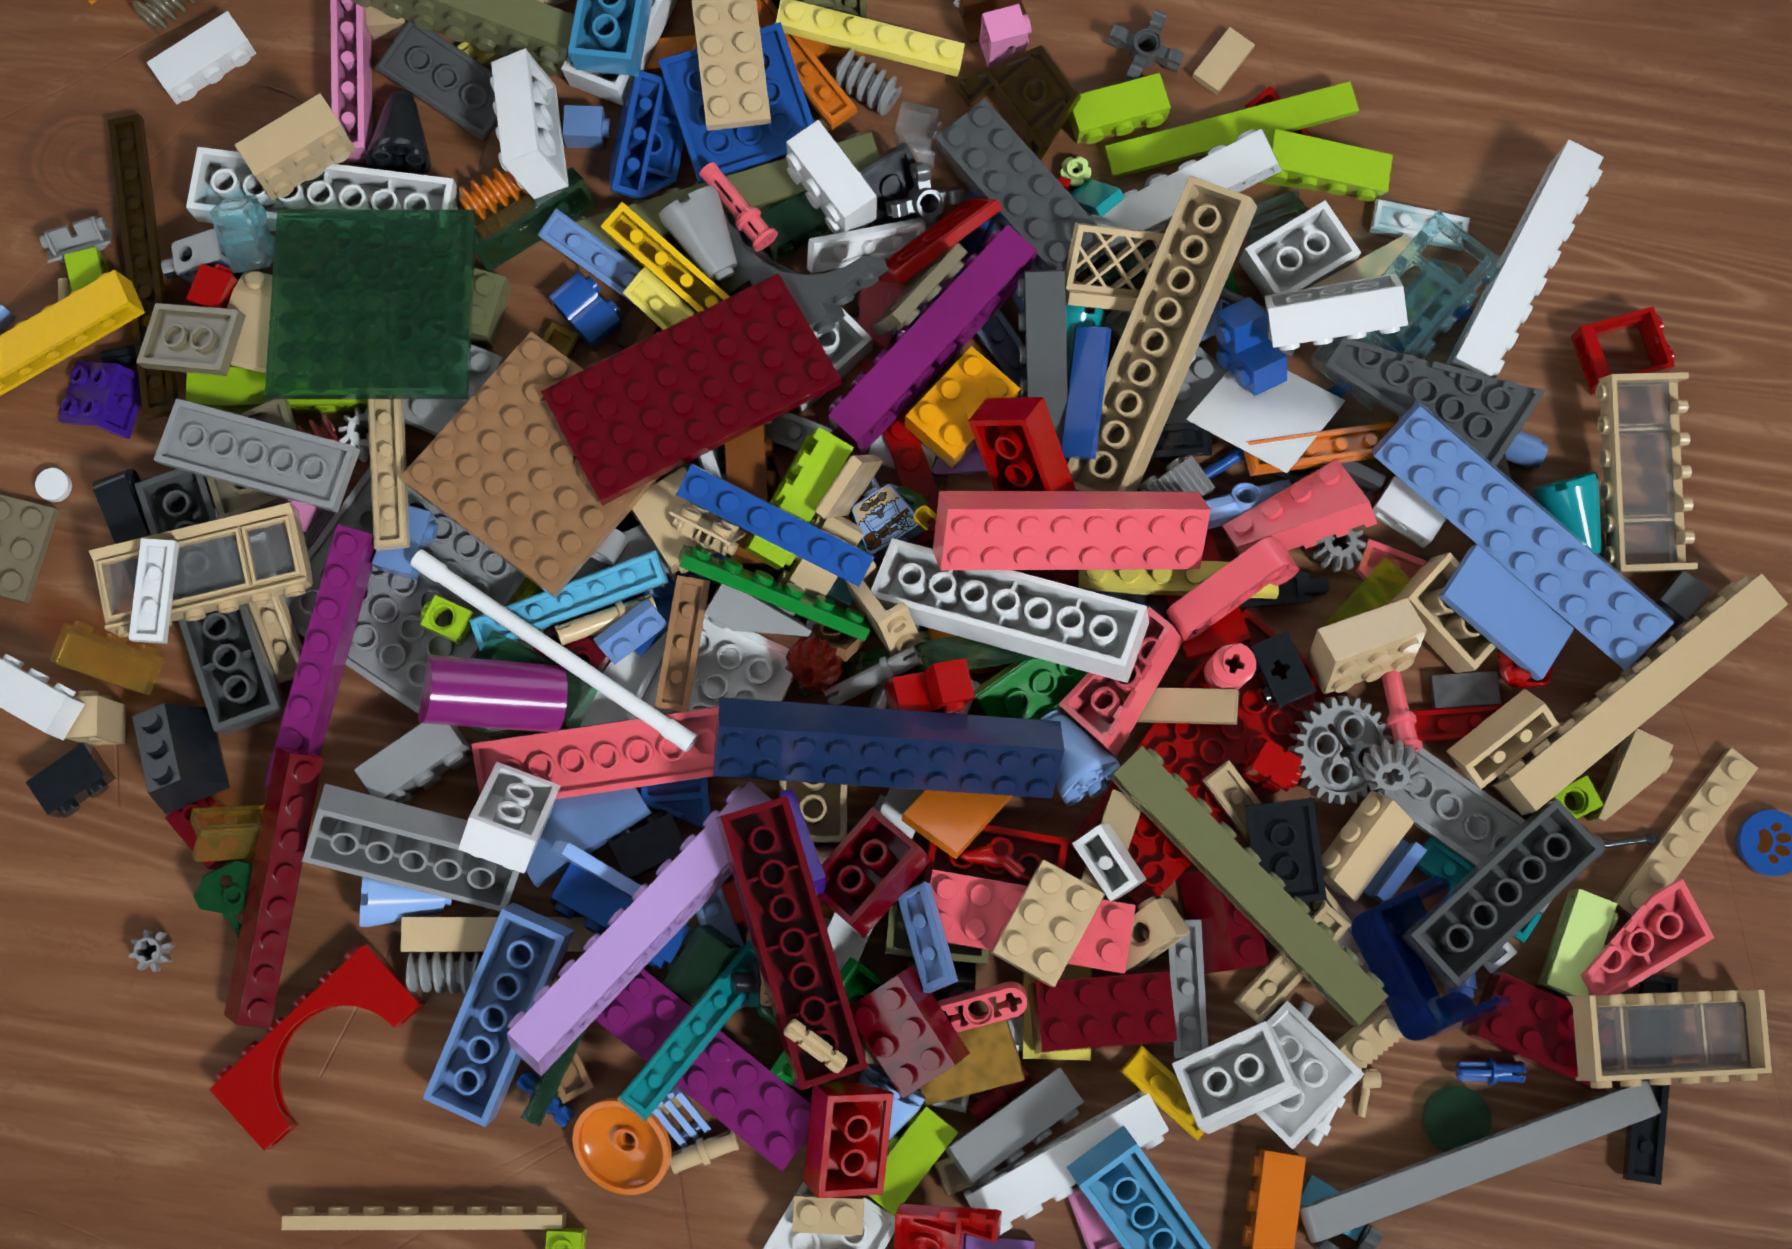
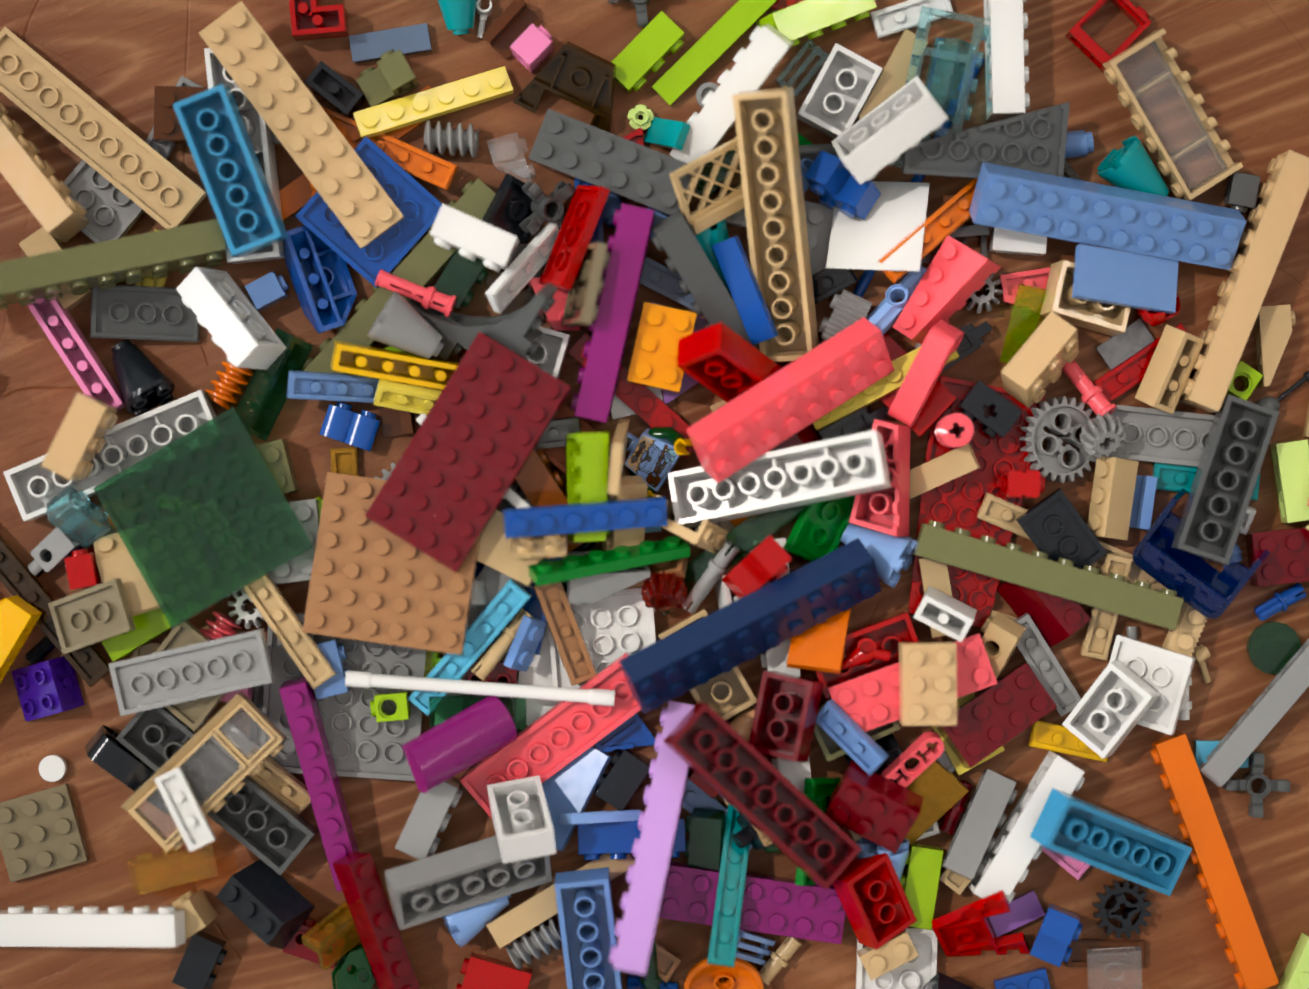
camera: 30 degrees left, 10 degrees up
(815, 867) = (751, 738): dark purple tile -> none
(815, 1046) = (819, 856): tan axle -> none

